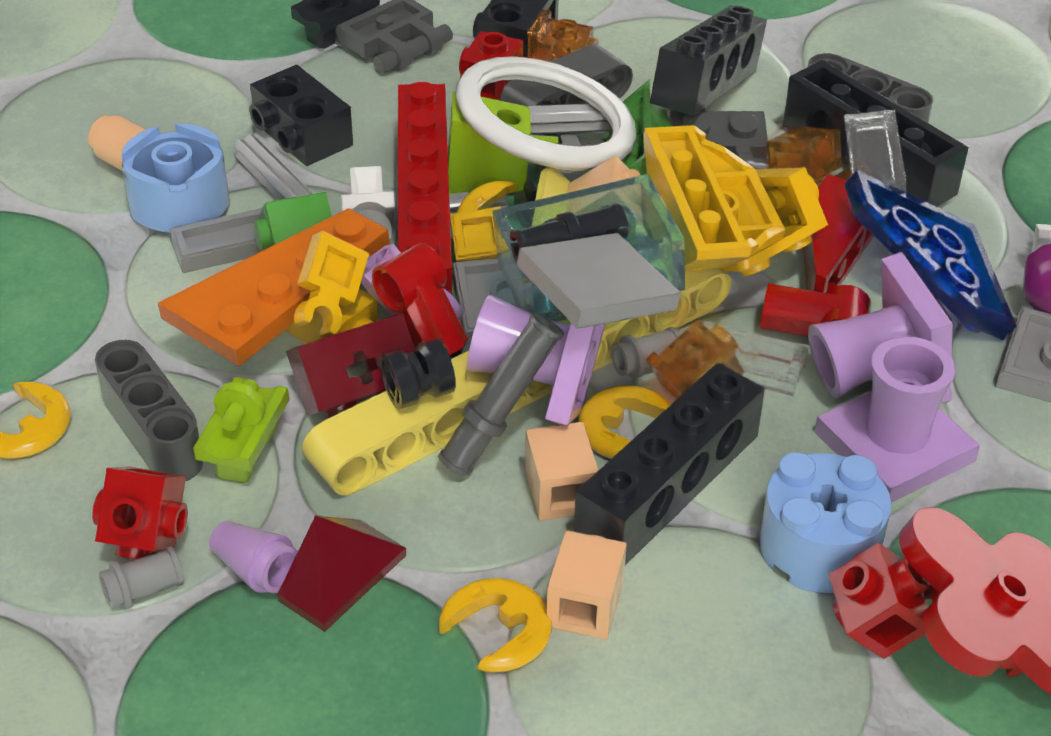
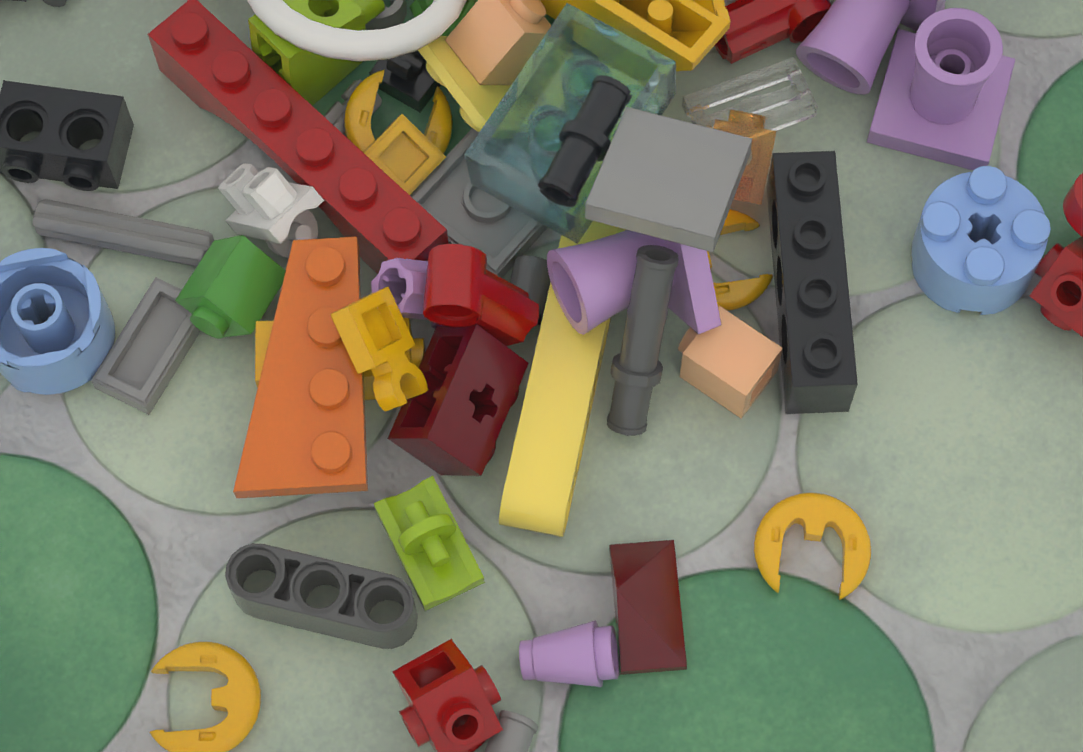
camera: 40 degrees left, 25 degrees up
(417, 373) = (552, 377): black wheel -> none
(586, 584) = (857, 455): light nougat brick -> none

